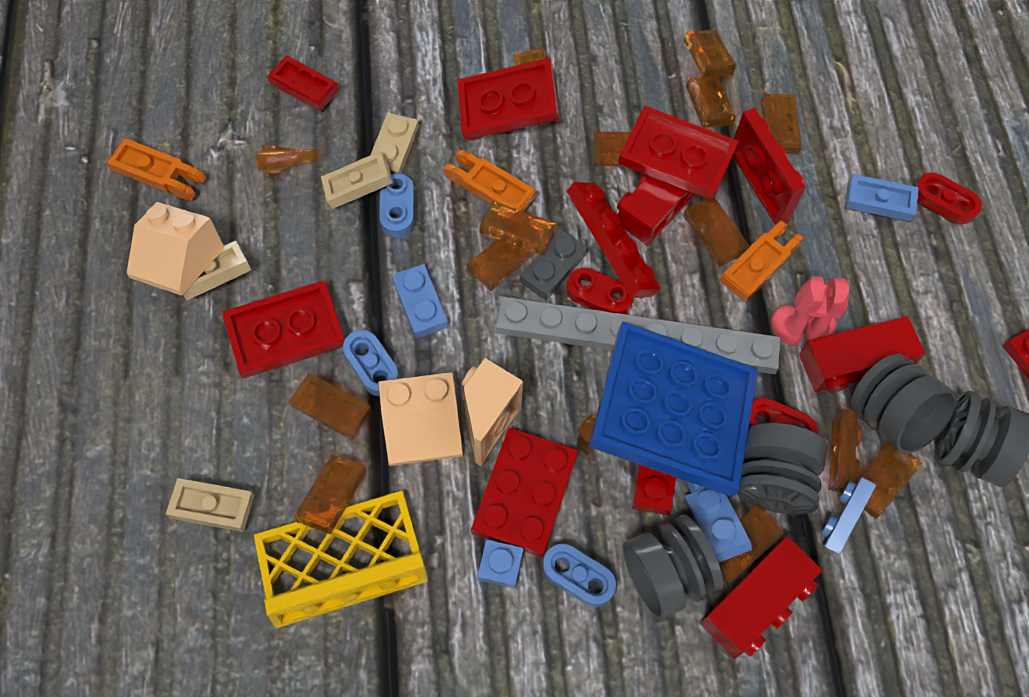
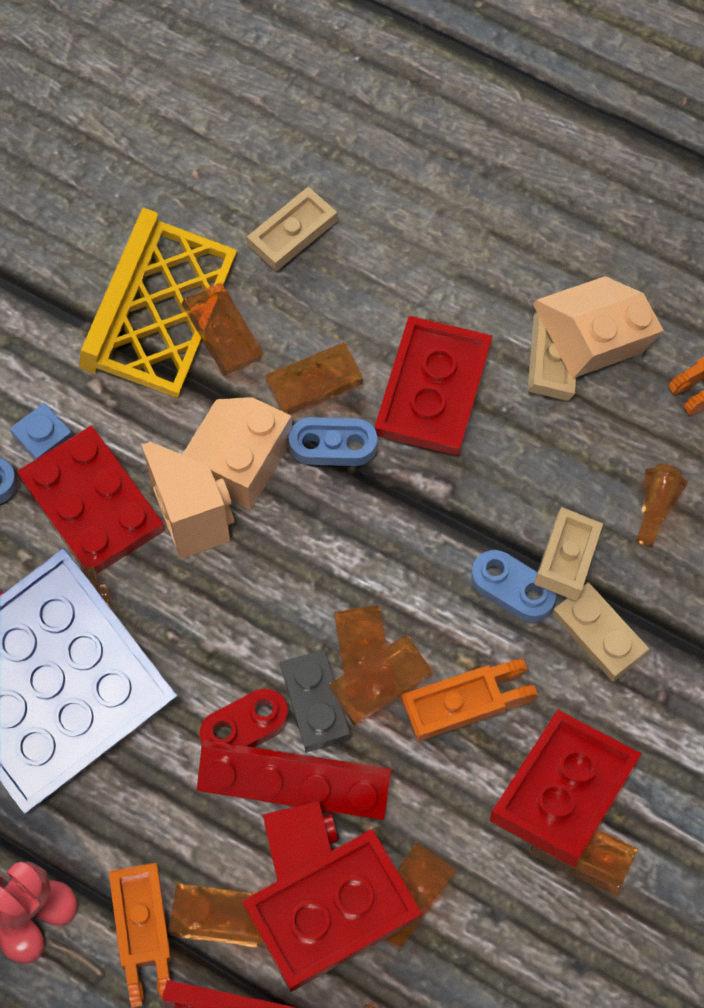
camera: 130 degrees right, 0 degrees up
(420, 301) = (373, 535): medium blue plate -> none
(600, 329) = (200, 691): light grey plate -> none

